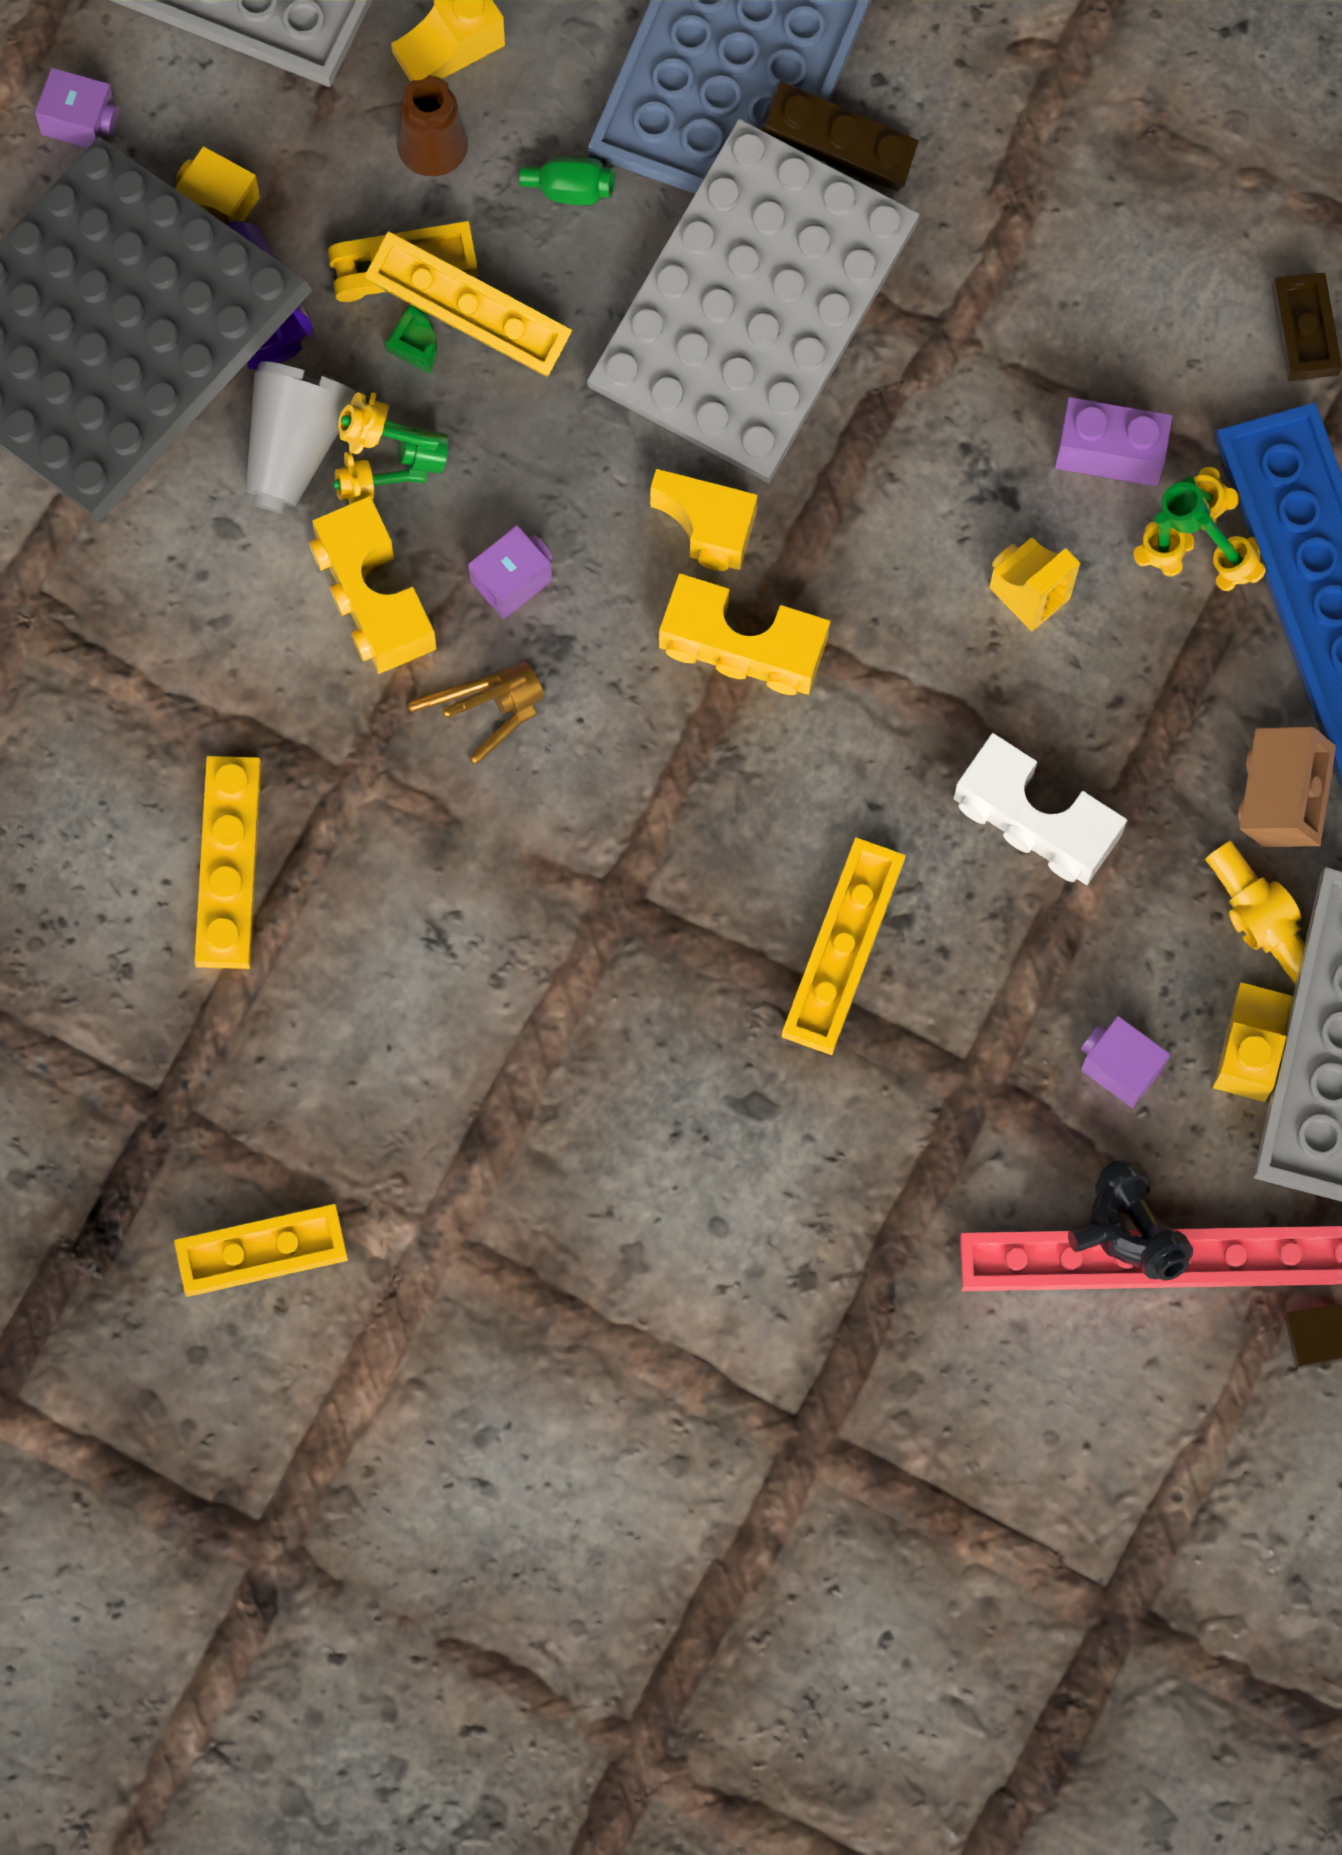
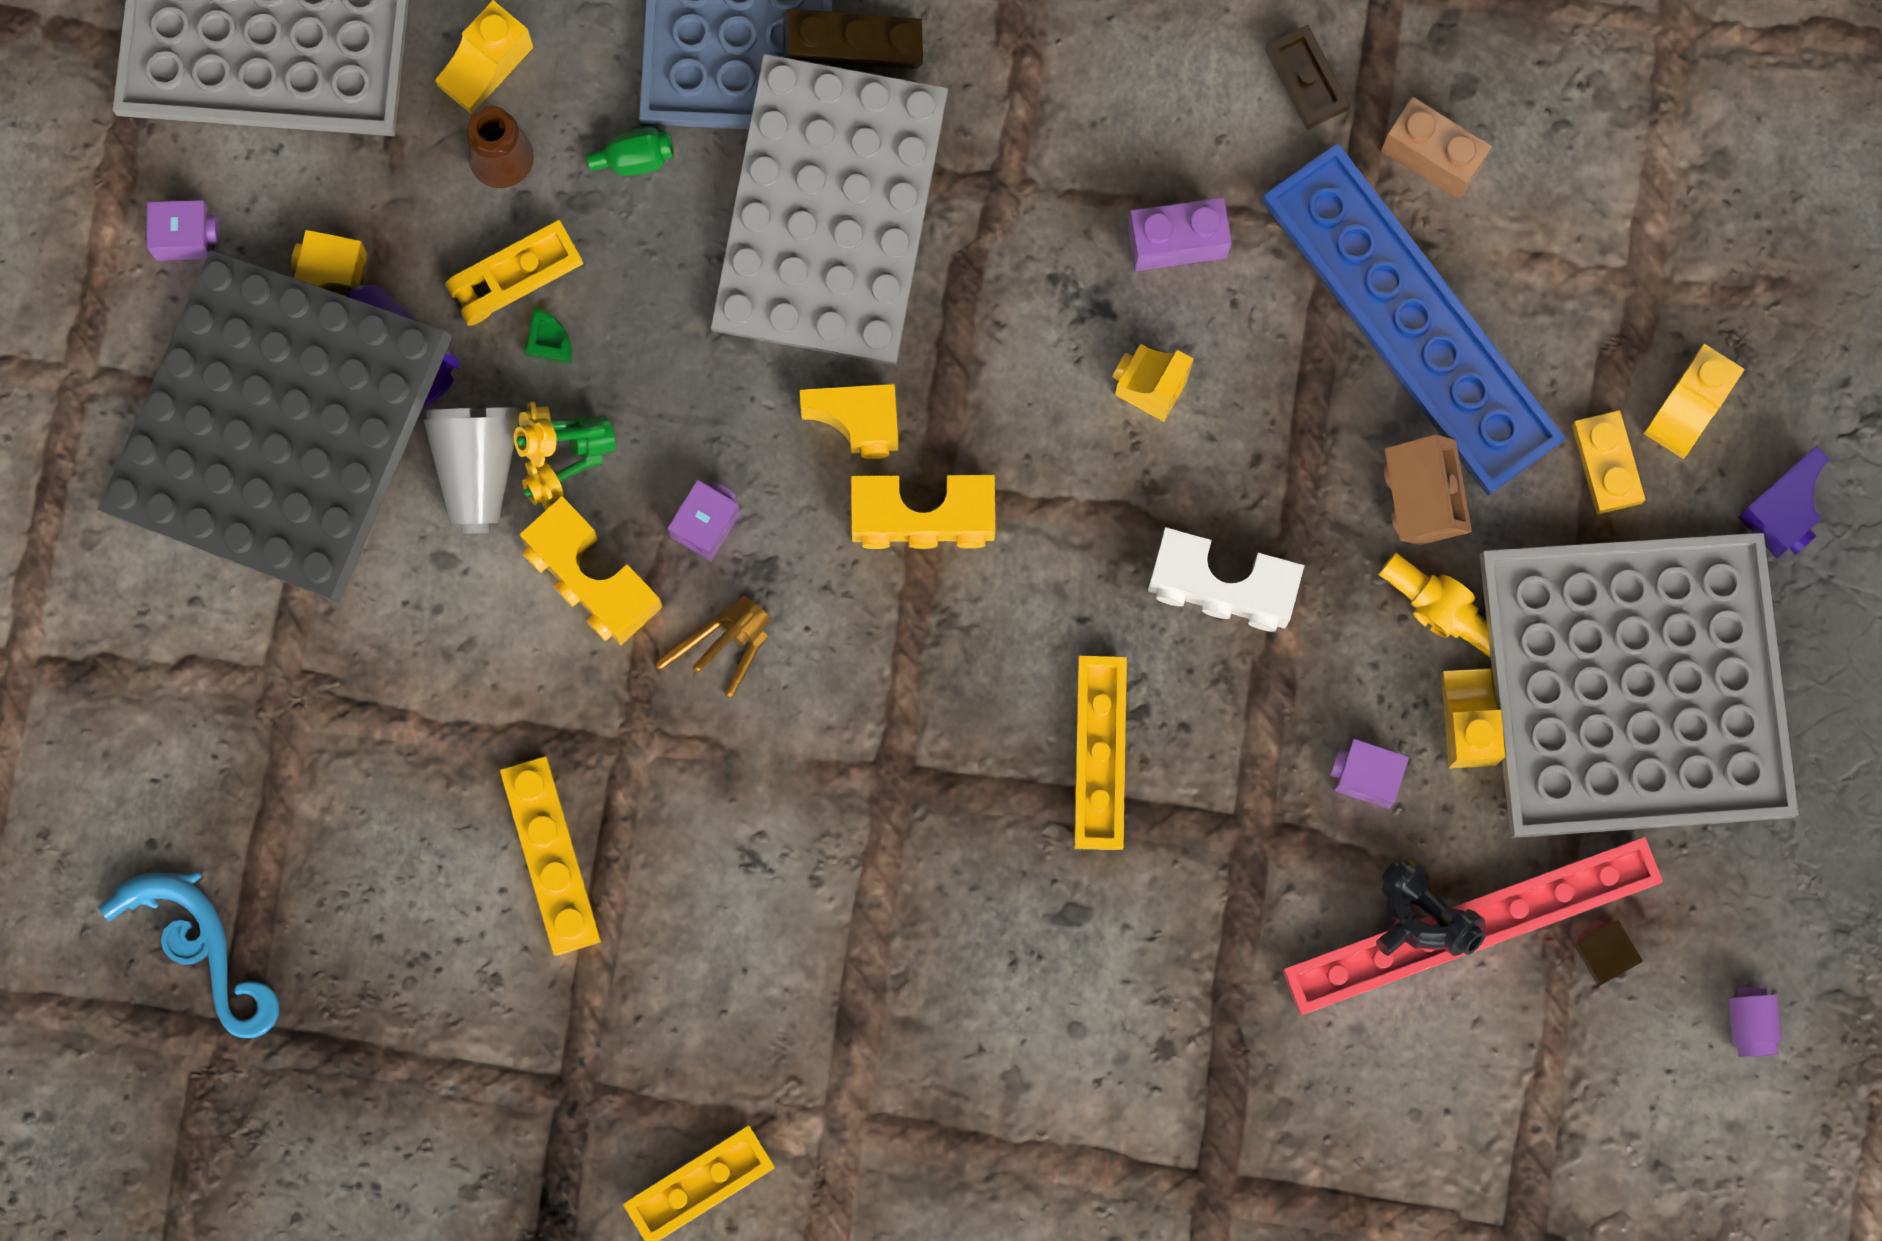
camera: 20 degrees left, 5 degrees up
(467, 304) = (585, 295): yellow plate -> none
(1193, 507) = (1267, 278): plant -> none

